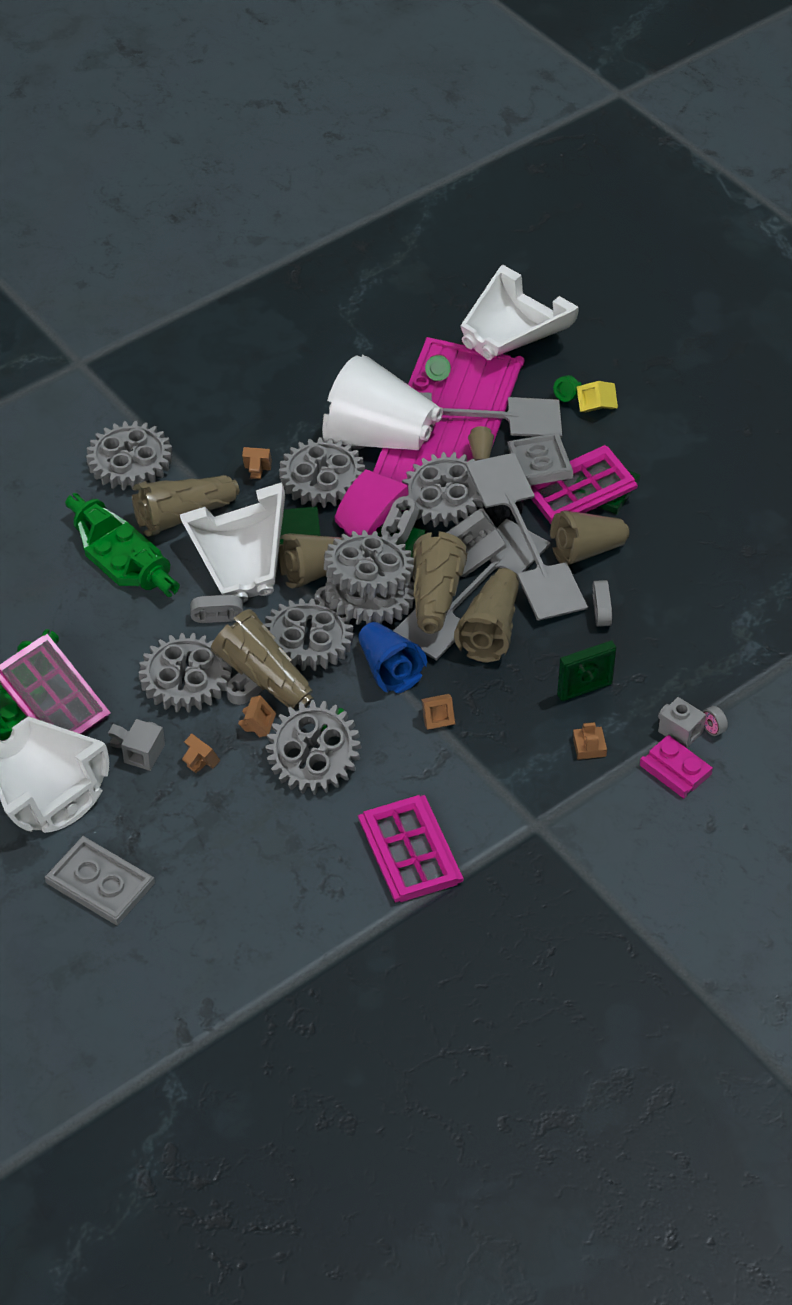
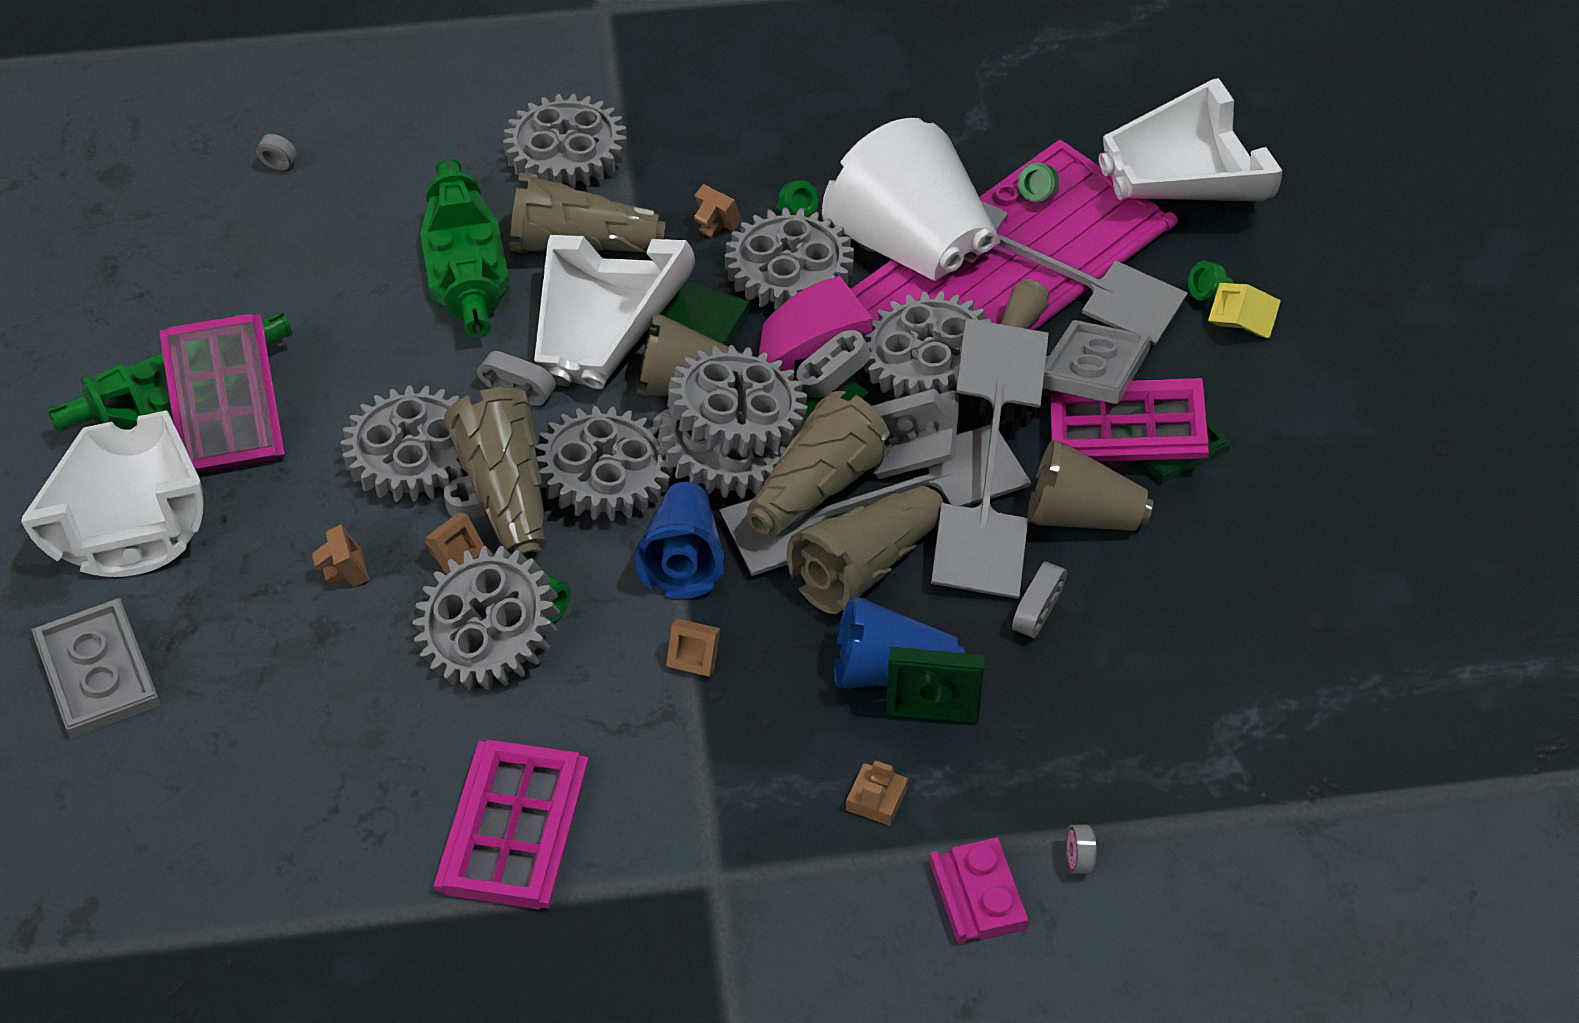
camera: 30 degrees right, 0 degrees up
(139, 745) = (283, 509): light grey brick -> none
(298, 433) = (796, 196): none -> green tile
(538, 664) = (866, 640): none -> blue cone
(681, 722) = (1029, 828): light grey brick -> none

